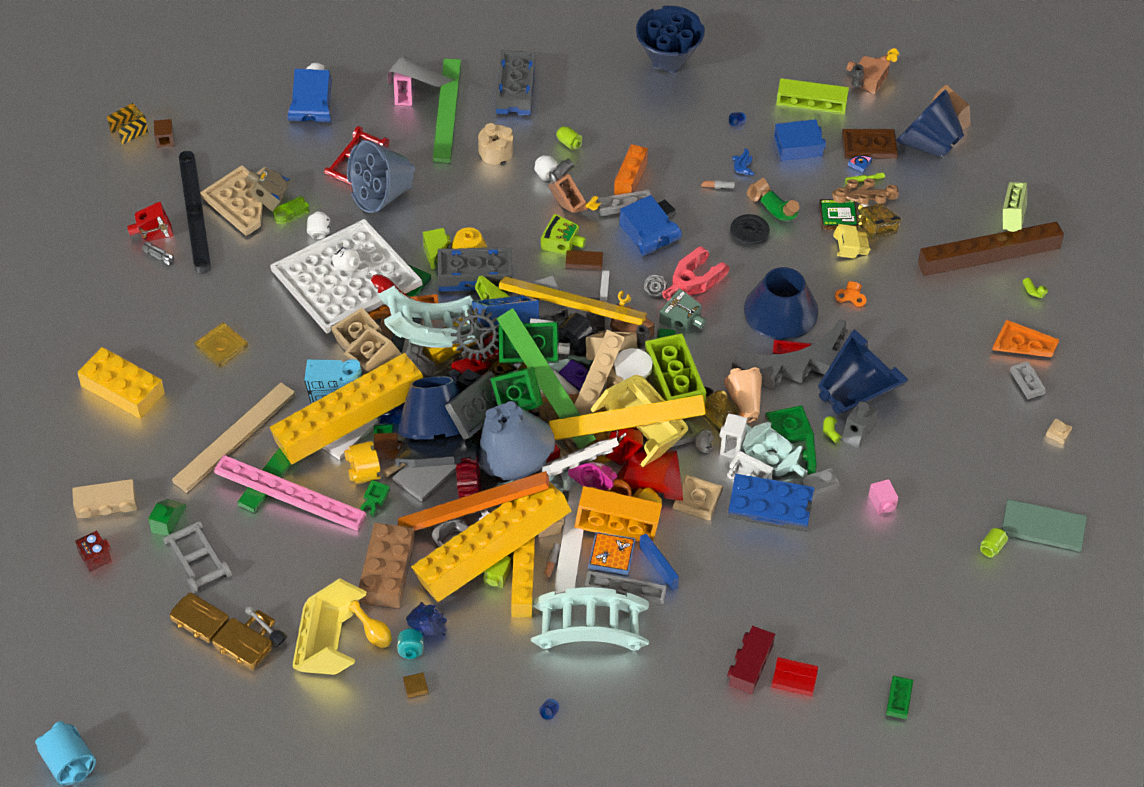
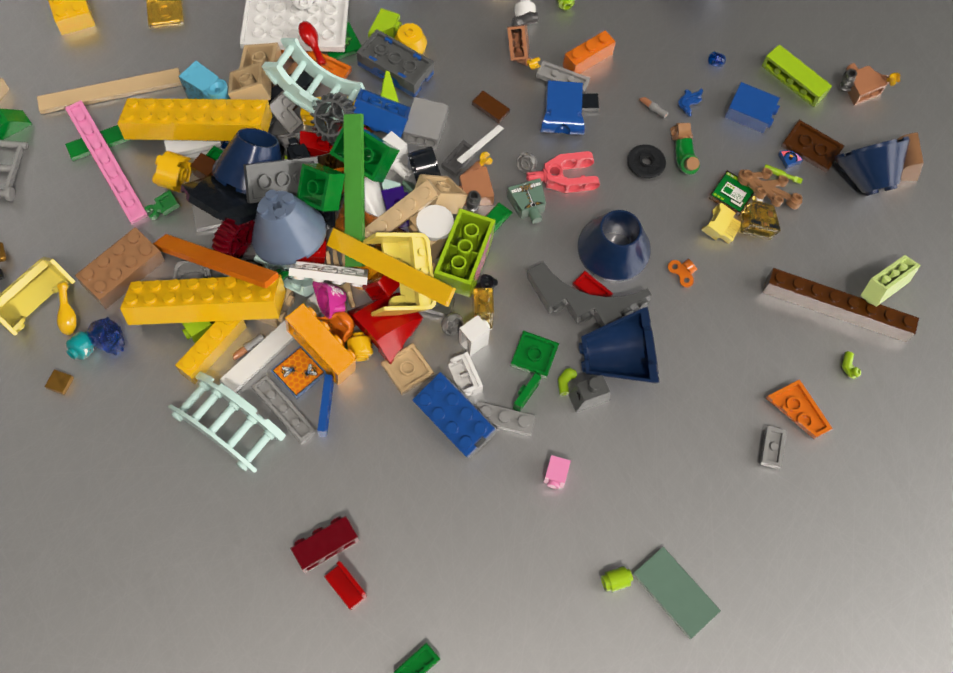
camera: 30 degrees right, 15 degrees up
(552, 705) = (137, 473): clear blue piece -> none
(561, 236) = (487, 75): lime torso -> none
(573, 300) = (443, 137): yellow tile -> none
(745, 391) = (517, 303): light nougat cone -> none
(764, 438) = (494, 353): light aqua plate -> none
(1059, 431) = (763, 513): tan plate -> none

